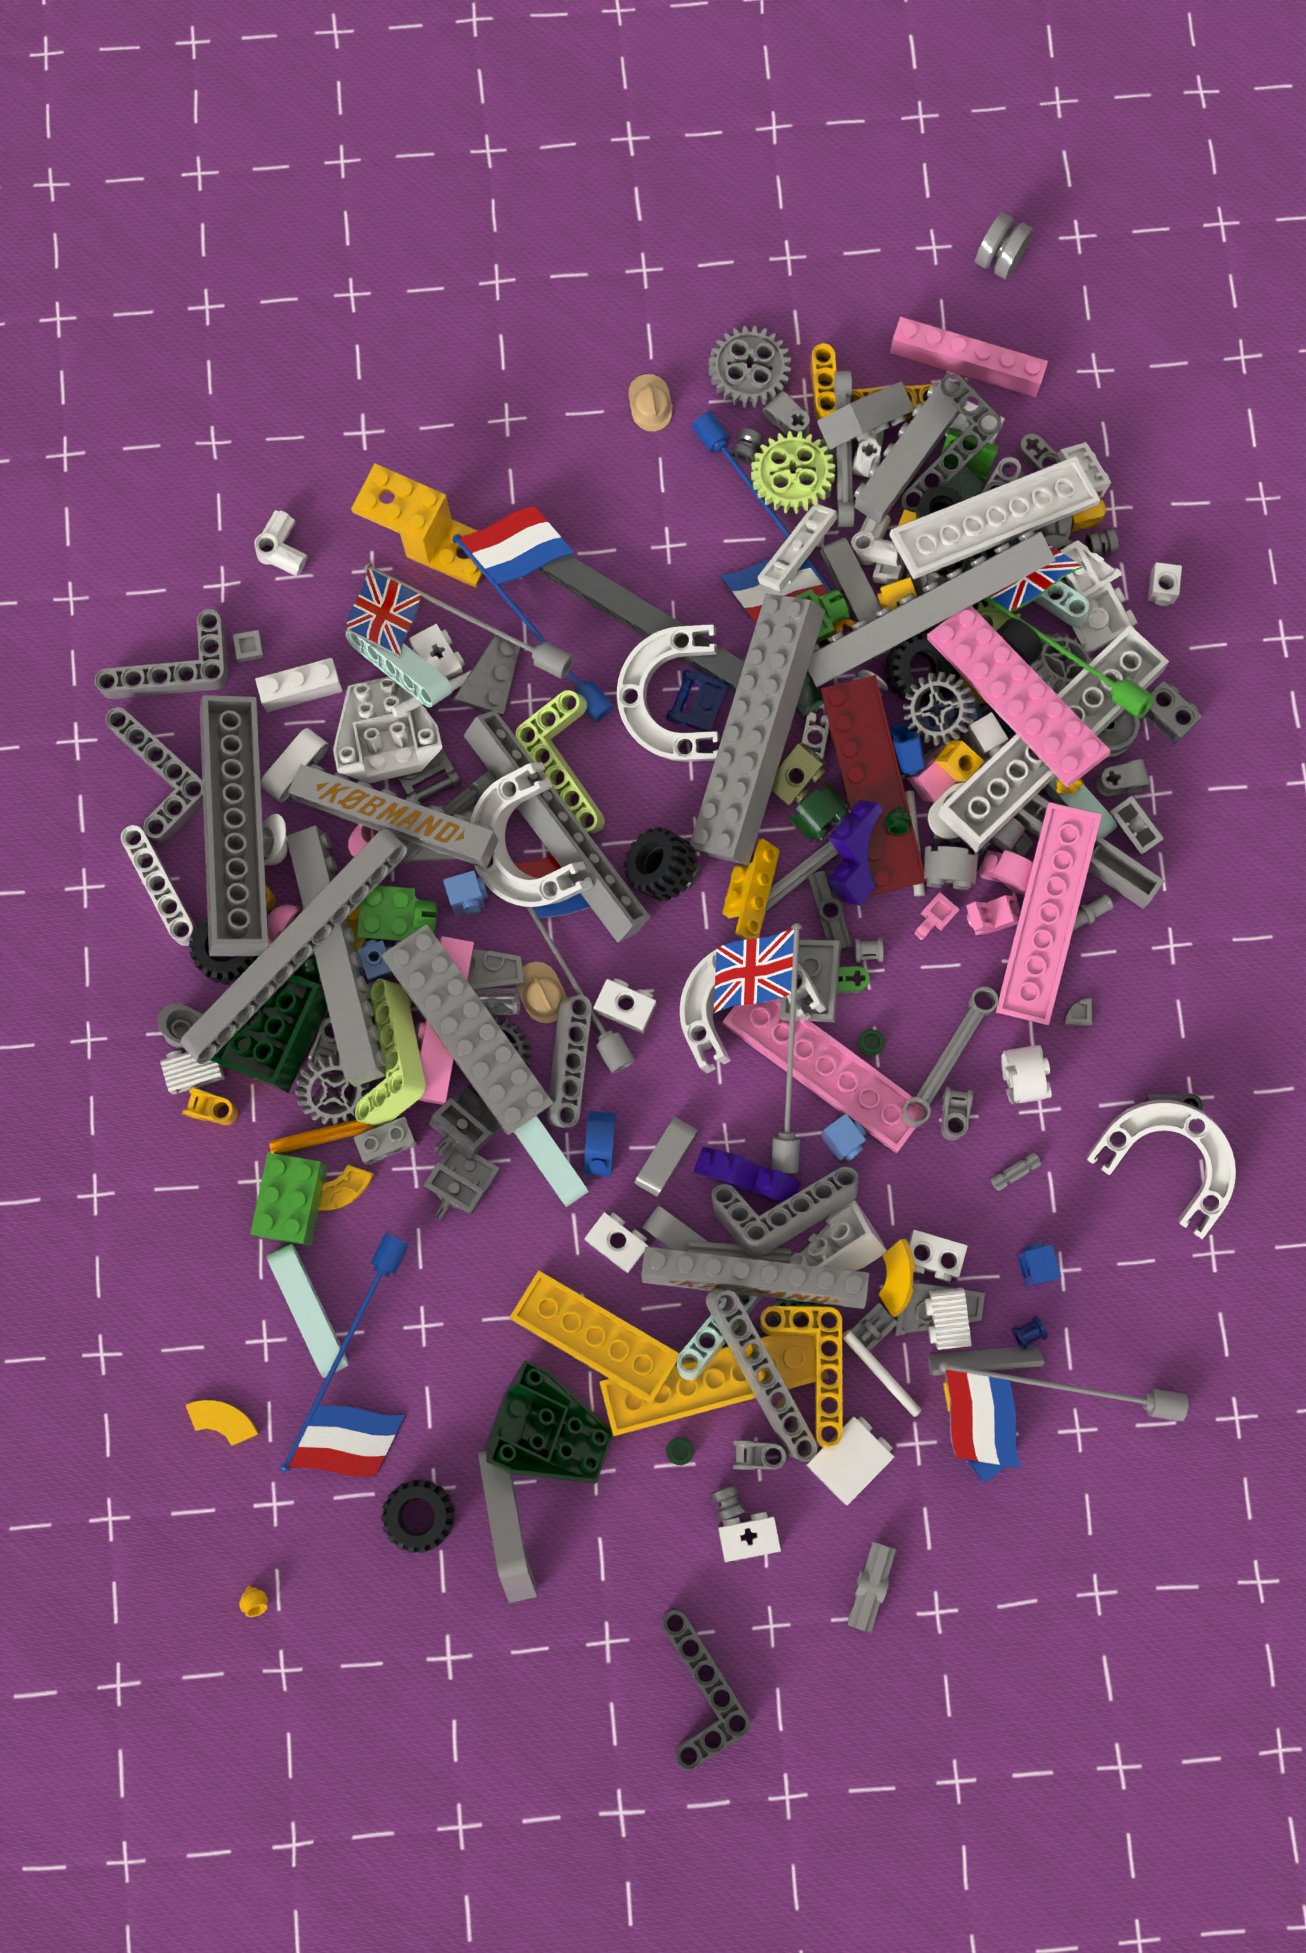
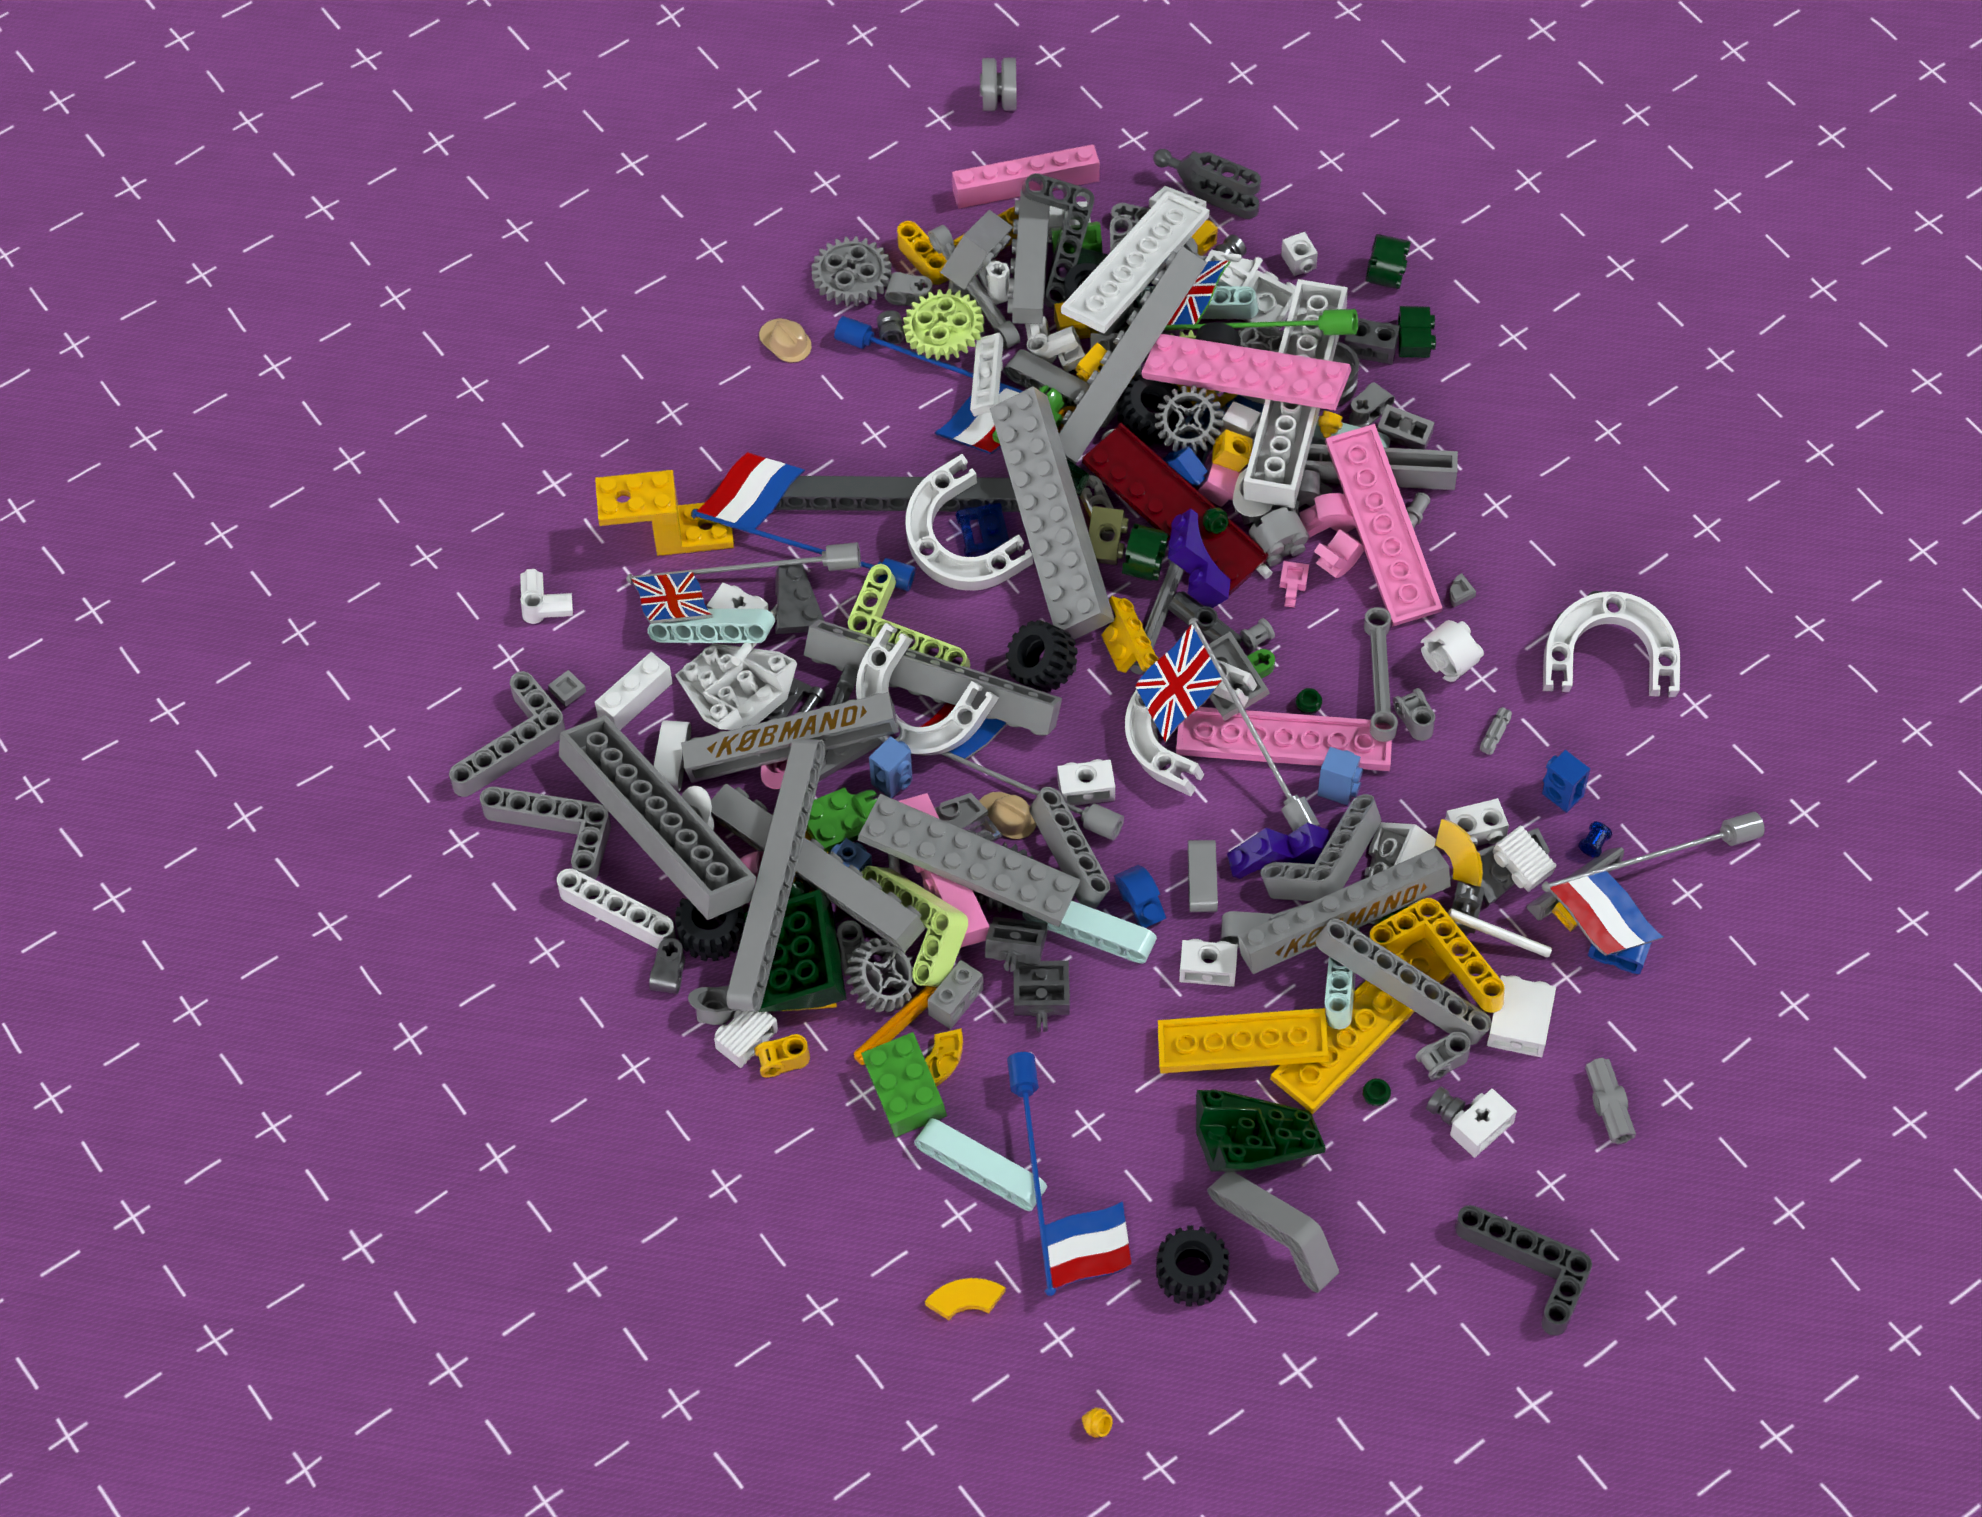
camera: 30 degrees left, 20 degrees down
(165, 969) = (668, 967): none -> flat silver piece
(1119, 439) = (1198, 177): none -> dark grey piece
(1216, 727) = (1415, 331): none -> dark green brick
(1238, 641) = (1387, 261): none -> dark green brick

